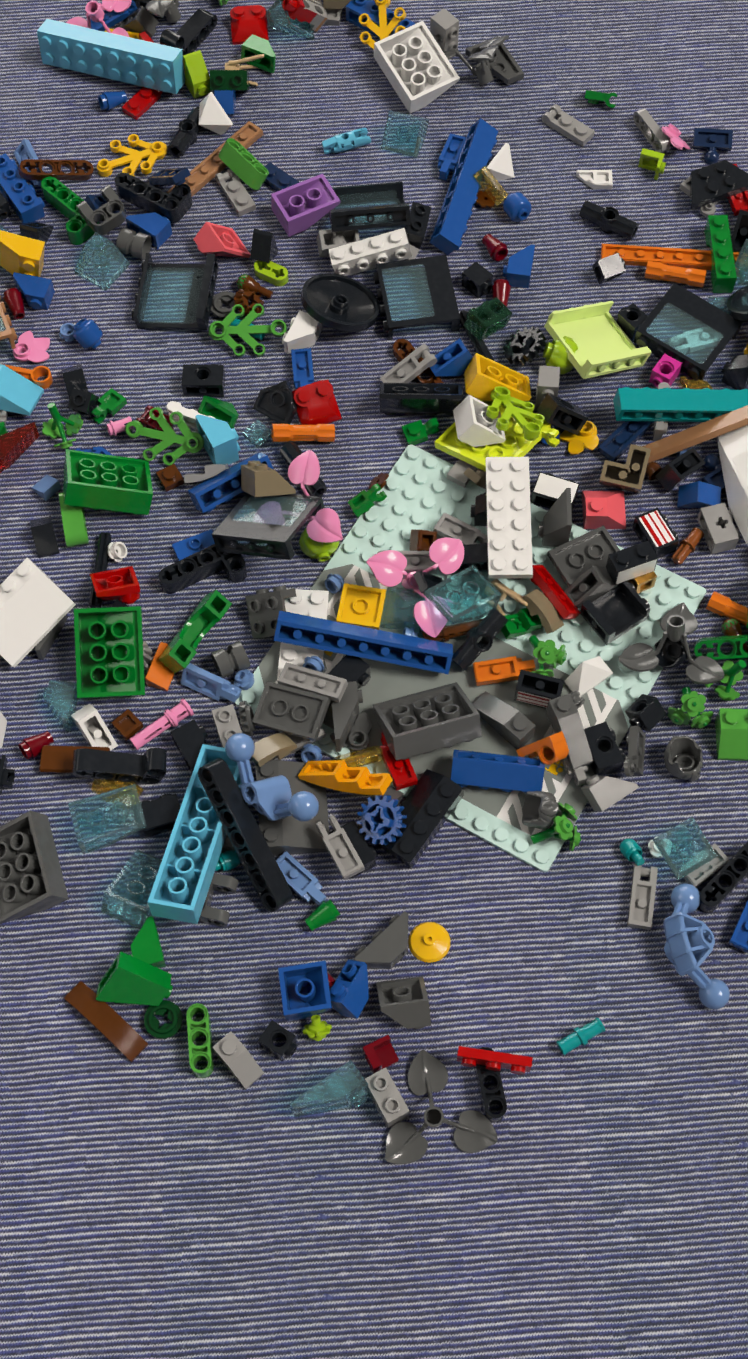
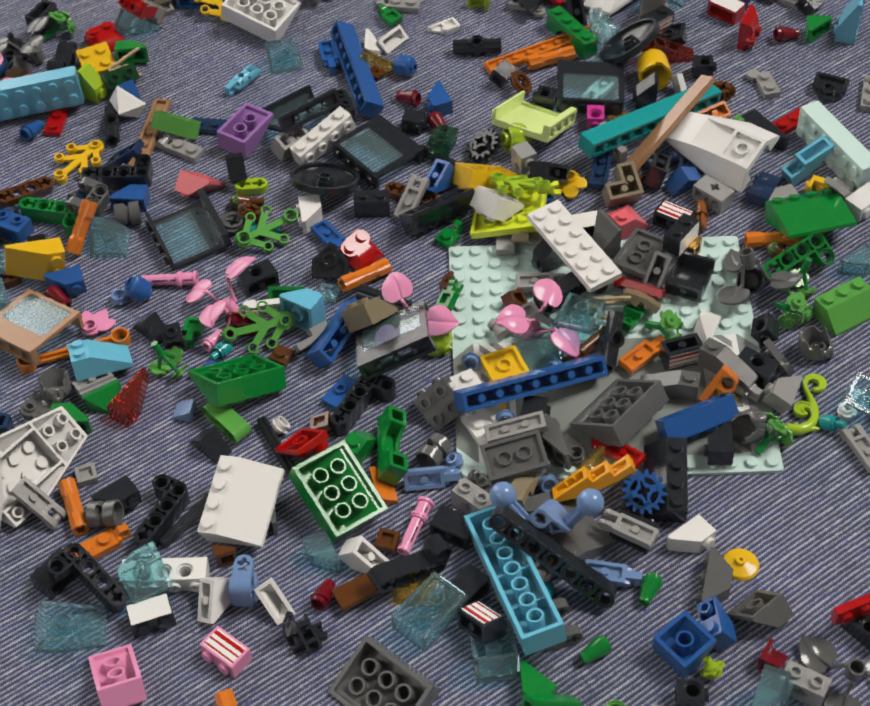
camera: 30 degrees left, 15 degrees down
(84, 228) = (85, 214): none -> orange axle
(119, 441) = (221, 350): none -> teal cylinder
(134, 341) = (178, 279): none -> bright pink pin
(144, 857) = (481, 622): none -> black brick
(151, 569) = (321, 421): none -> reddish brown plate
(154, 396) = (212, 312): none -> bright pink plant
(169, 613) = (361, 444): none -> green slope
(222, 45) = (97, 55): none -> yellow plate
(230, 944) = (595, 649): none -> green cone
(367, 354) = (371, 203): none -> black brick
(401, 888) = (692, 536): none -> white slope
(497, 812) = (720, 446): none -> black slope
(529, 167) = (392, 39): none -> white slope
(547, 137) = (390, 17): none -> green plate
(618, 815) = (801, 407): none -> lime plant
(623, 296) = (526, 85): none -> reddish brown gear

